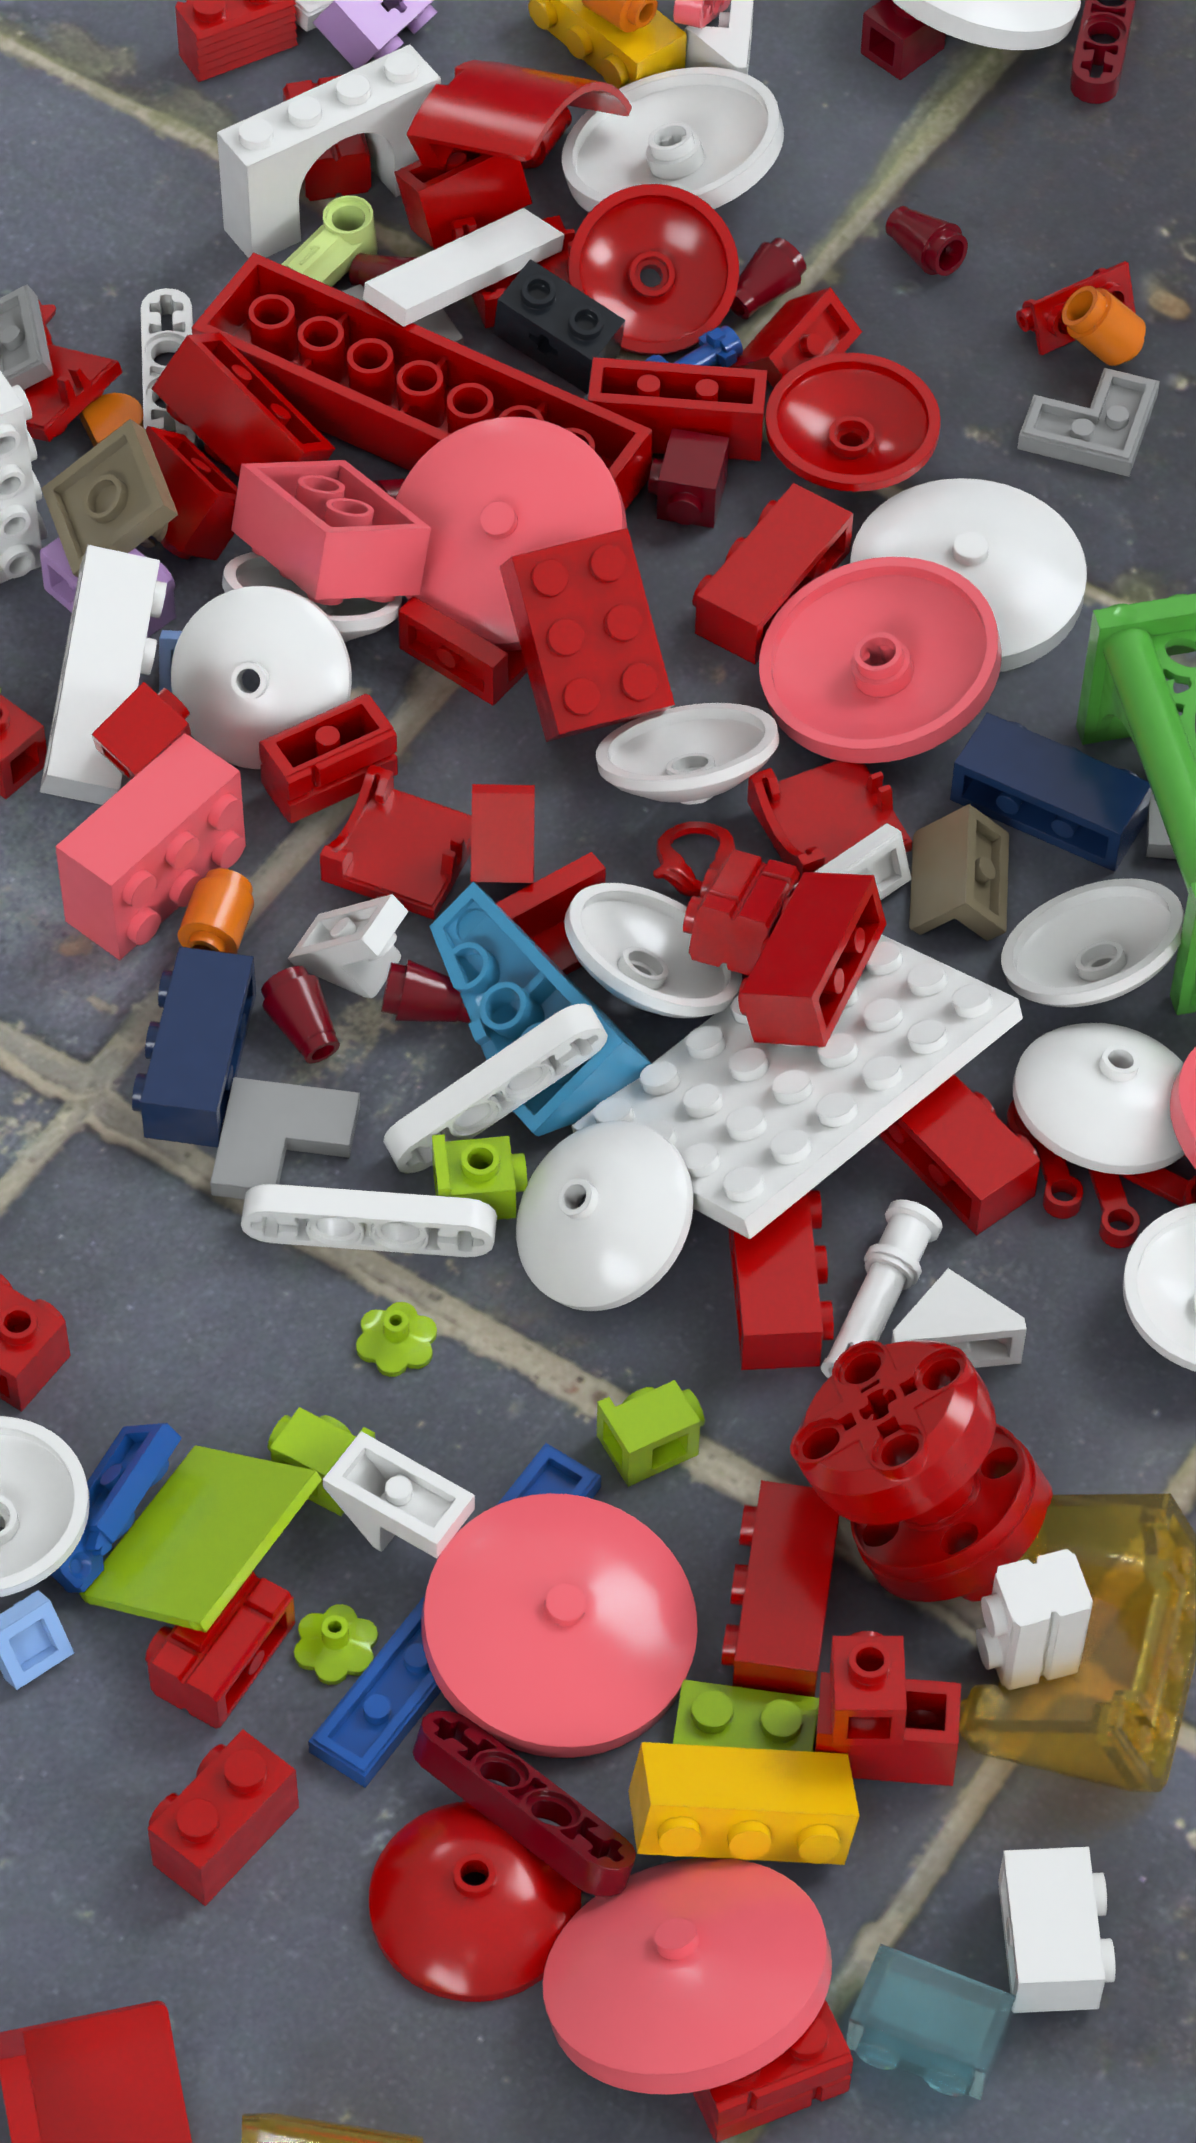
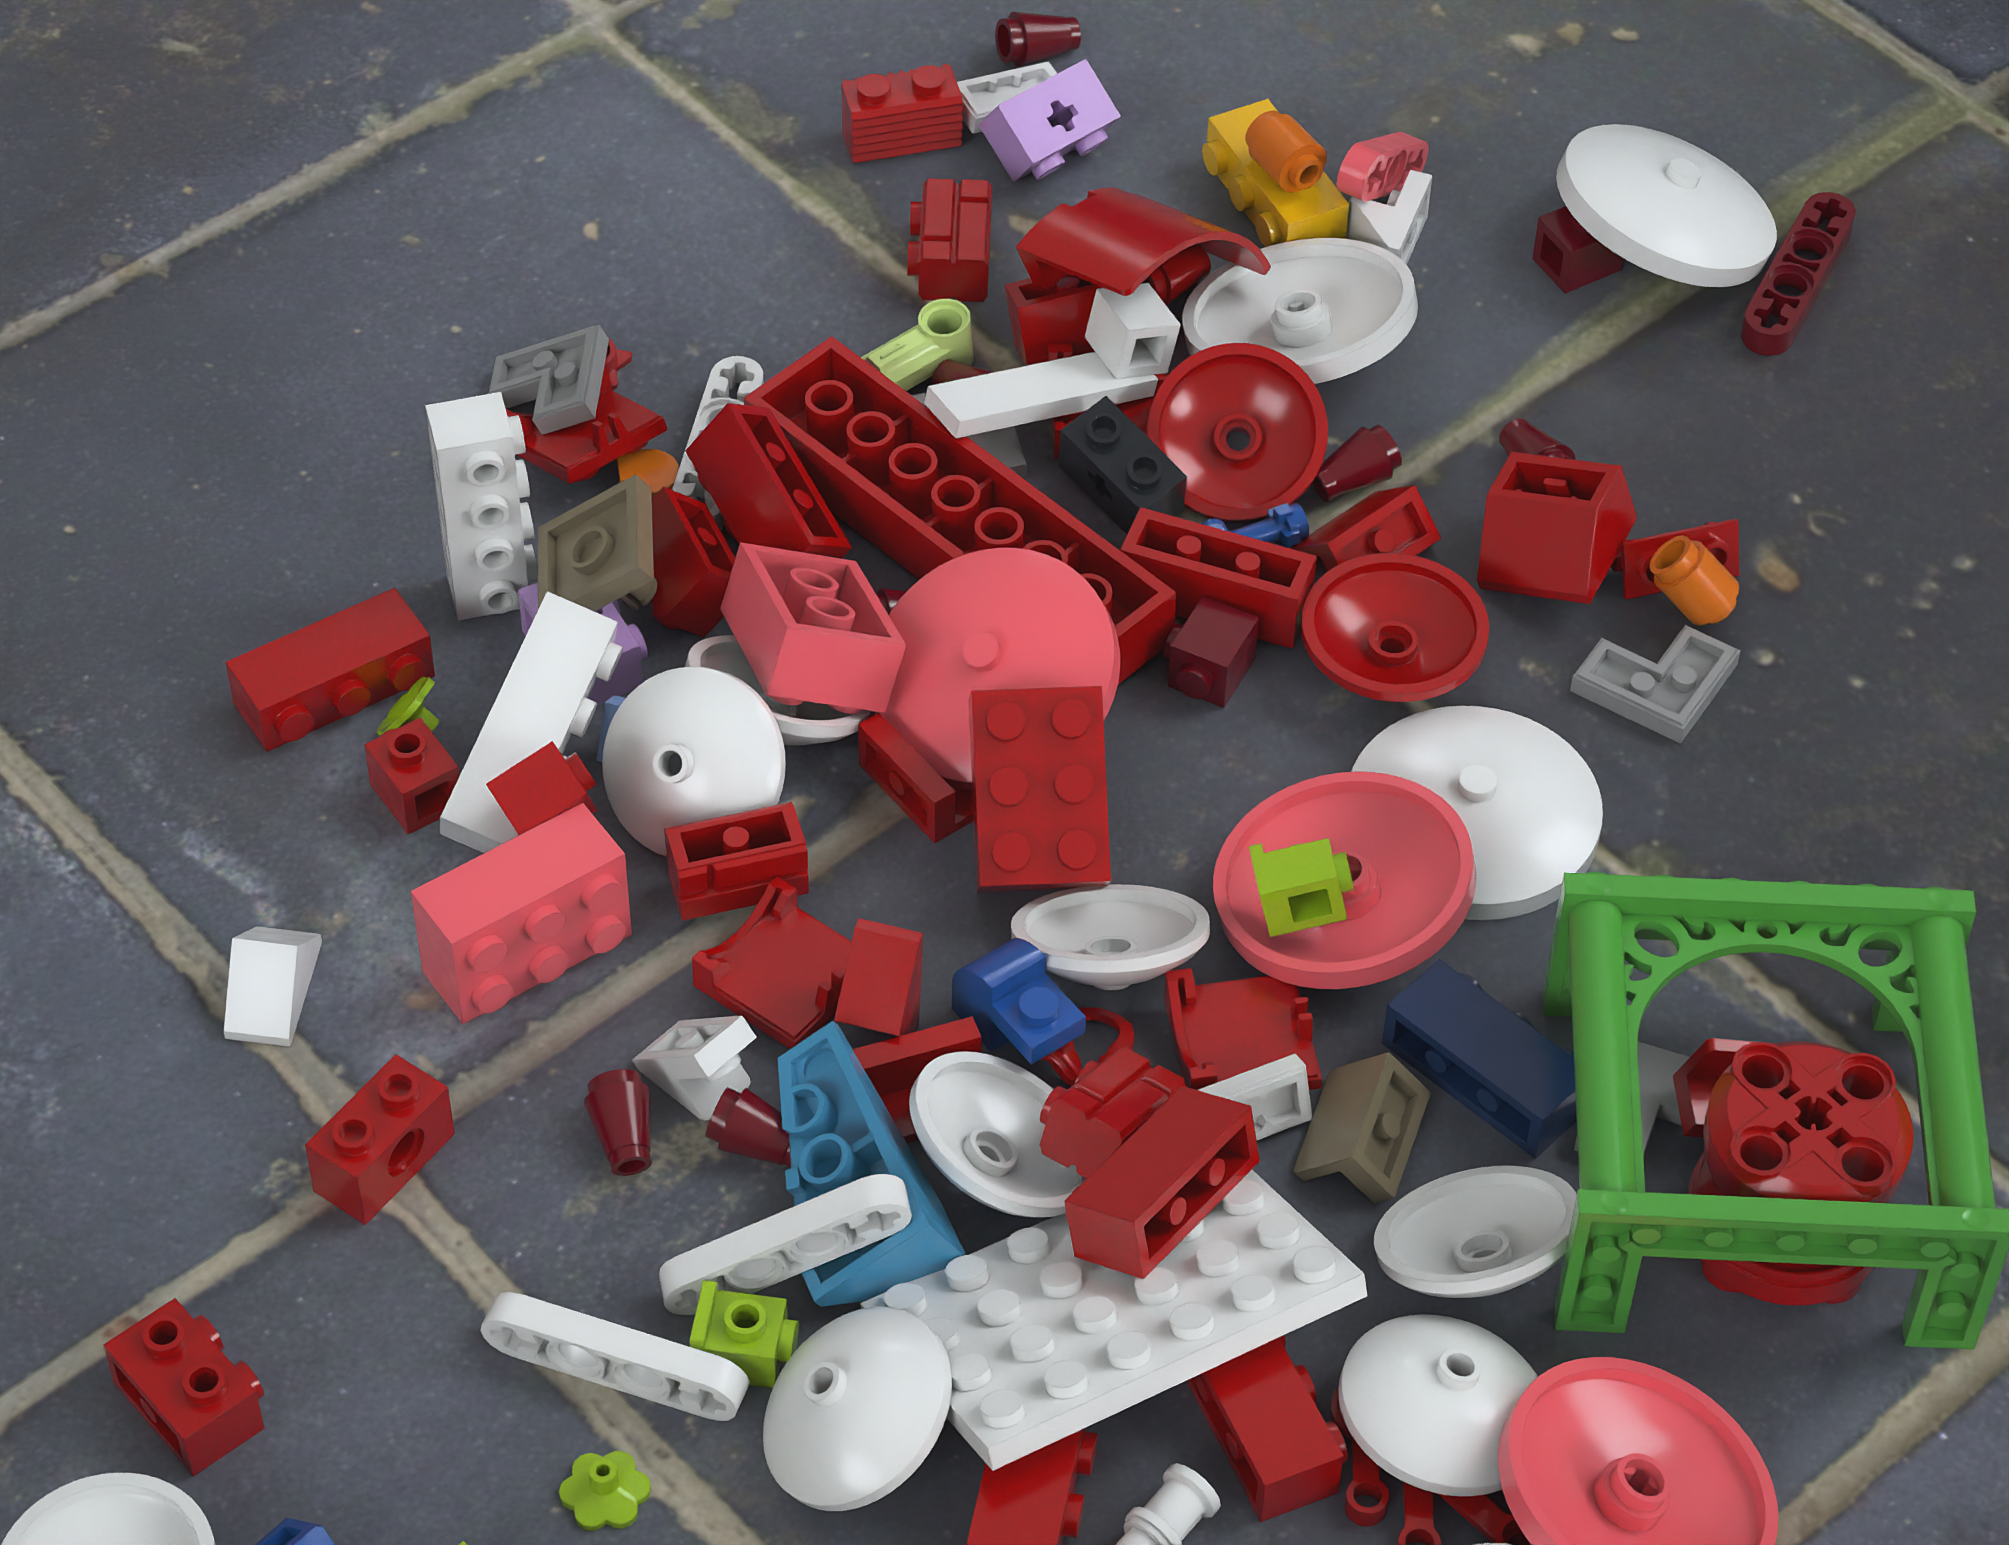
camera: 15 degrees right, 5 degrees down
(89, 1077) = (380, 1139): none -> red brick
(195, 1046) = (501, 1132): dark blue brick -> none
(217, 912) = (569, 1000): orange brick -> none
(272, 151) = (881, 238): white arch -> none
(277, 1117) = (556, 1225): light grey tile -> none
(531, 195) = (1132, 332): none -> white brick
(624, 829) = (1016, 1001): none -> blue brick
(786, 550) = (1289, 741): red brick -> none
(850, 672) = (1301, 885): none -> lime brick
(965, 301) = (1553, 527): none -> red slope

